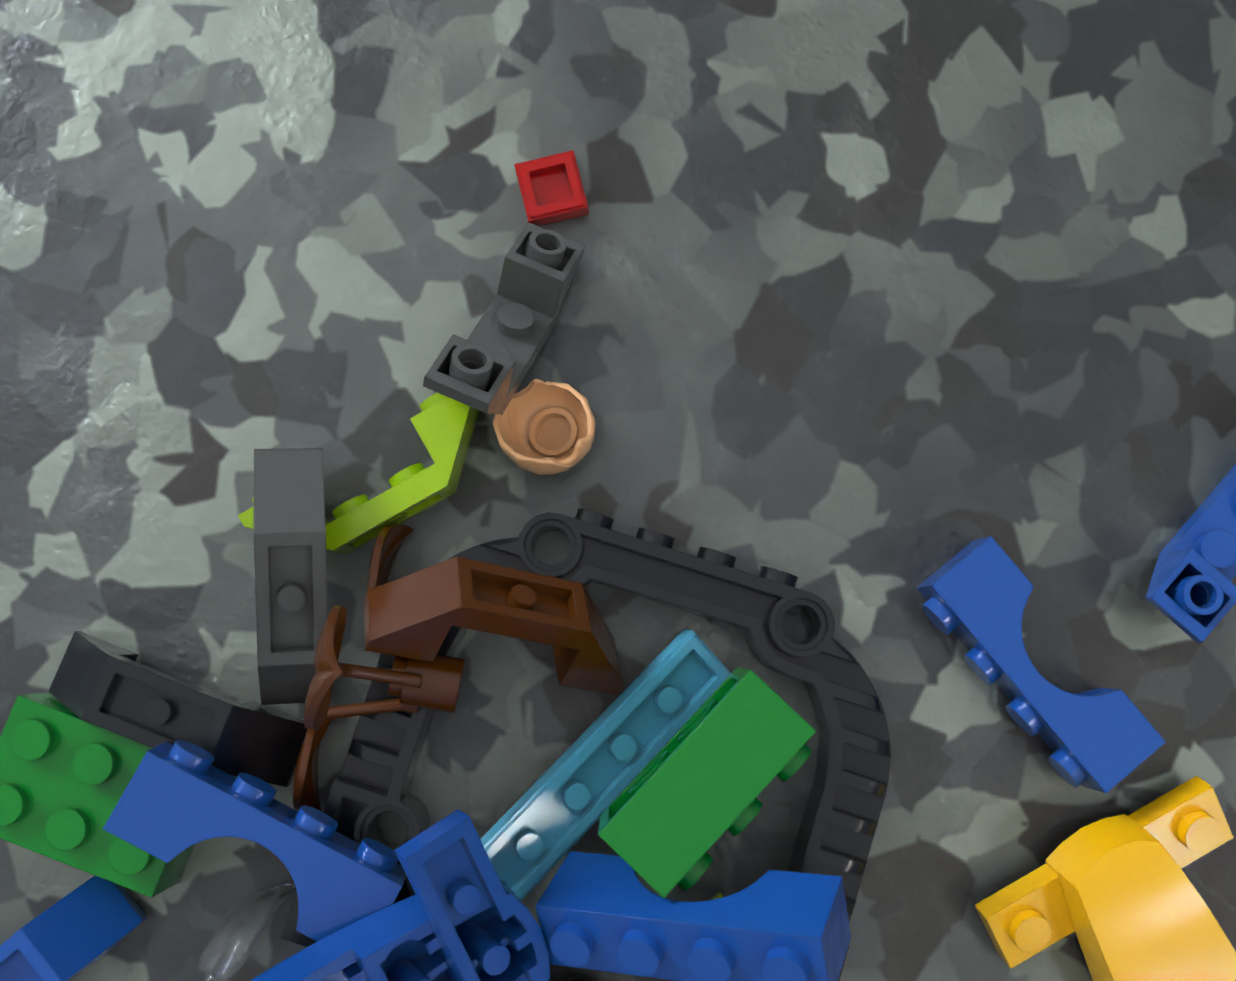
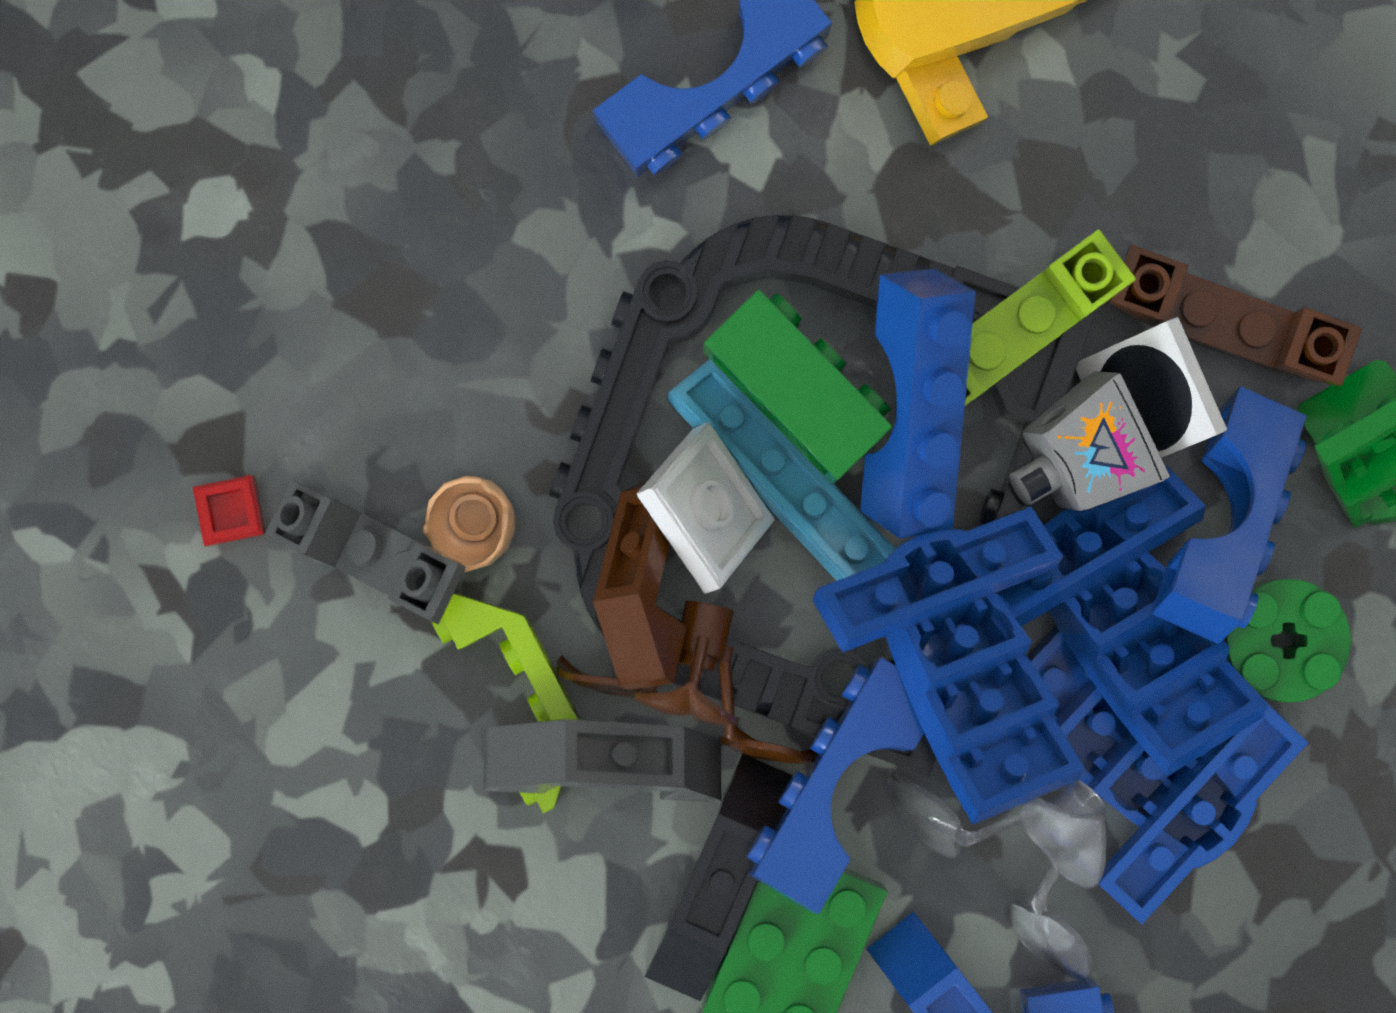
camera: 85 degrees left, 5 degrees up
(566, 676) = (706, 507): none -> white tile

